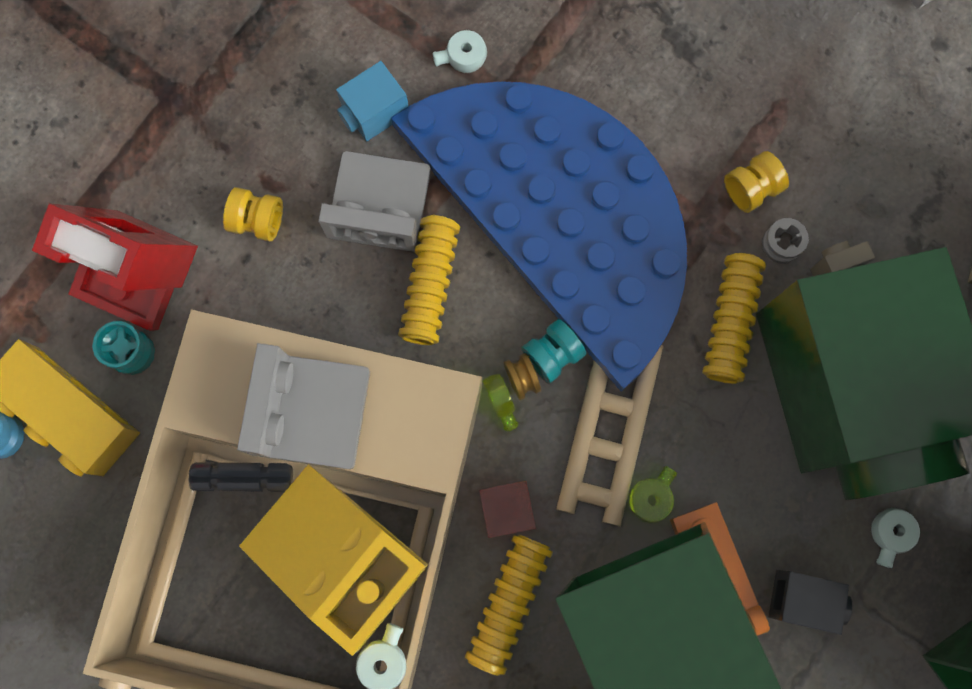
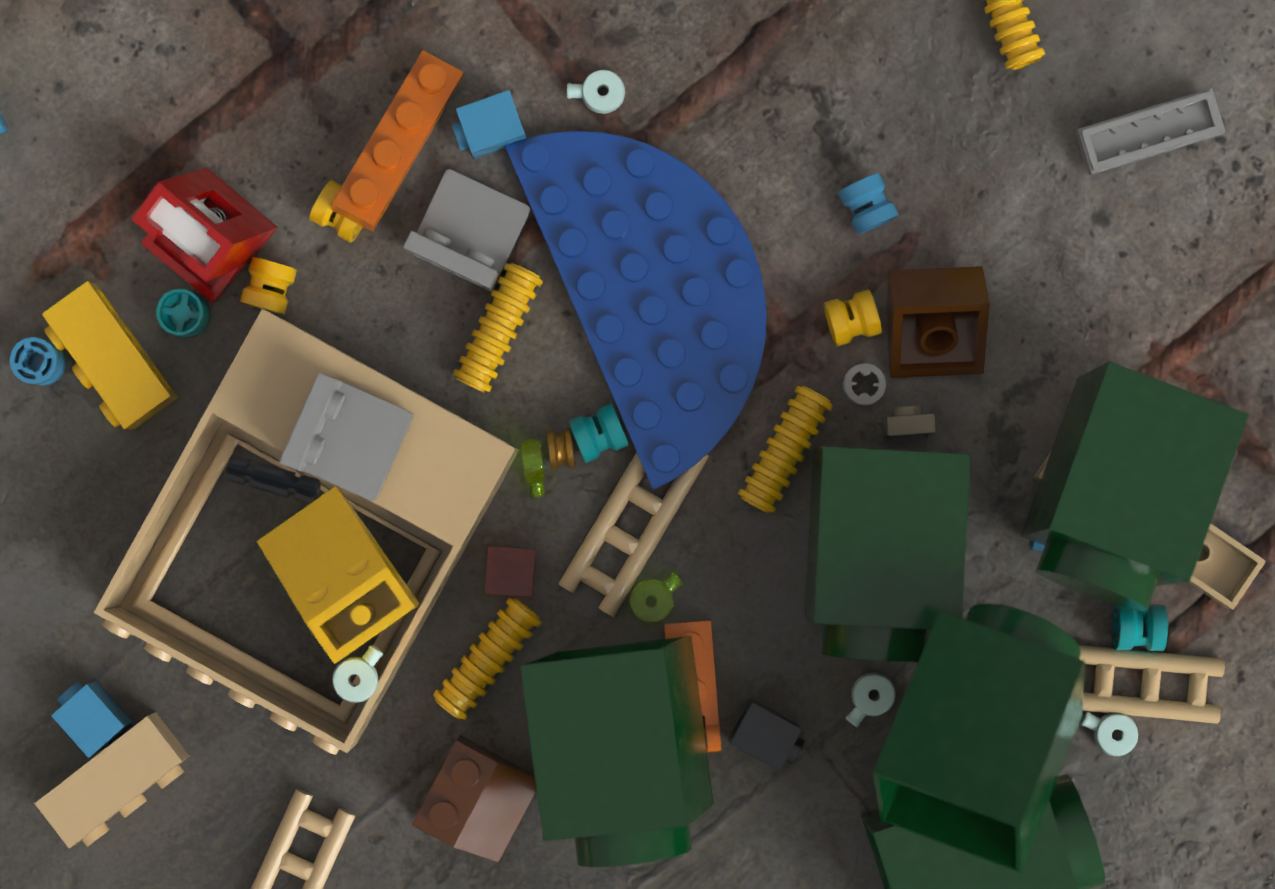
camera: 20 degrees right, 10 degrees up
(199, 293) = (271, 275): none -> yellow wheel
(288, 138) = (397, 141): none -> orange plate
(736, 79) = (862, 194): none -> dark azure wheel
(836, 163) = (937, 321): none -> reddish brown slope

